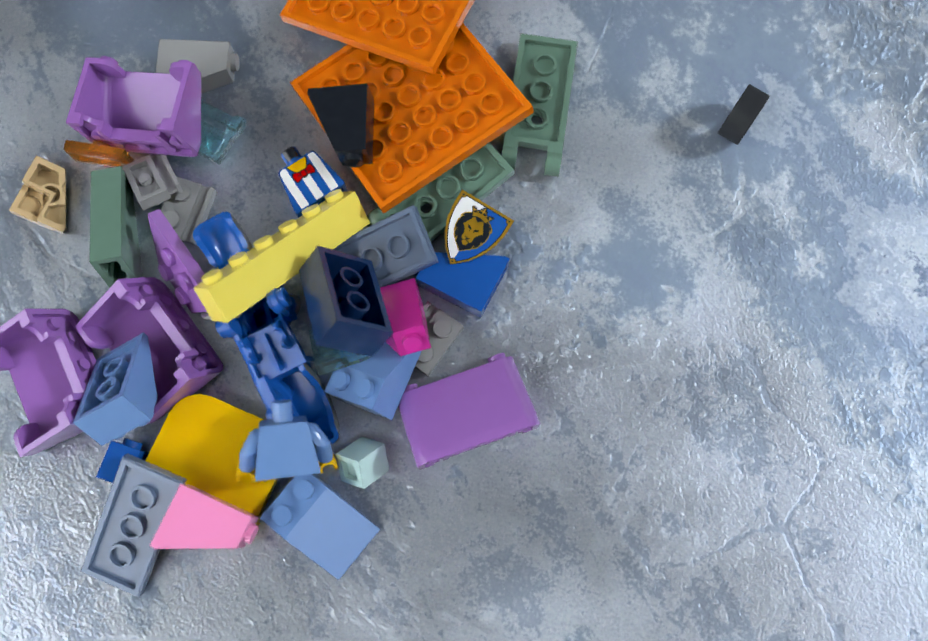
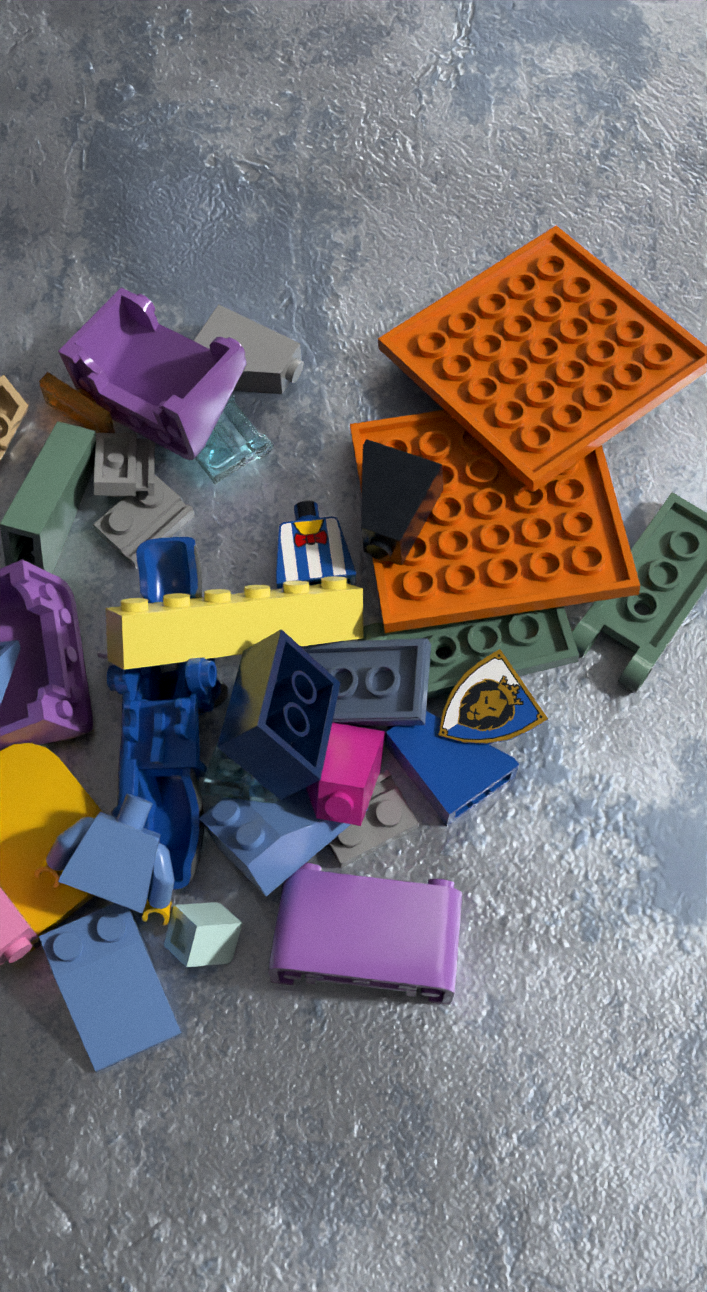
camera: 25 degrees right, 10 degrees down
(176, 262) = (100, 574): medium lavender wing -> none

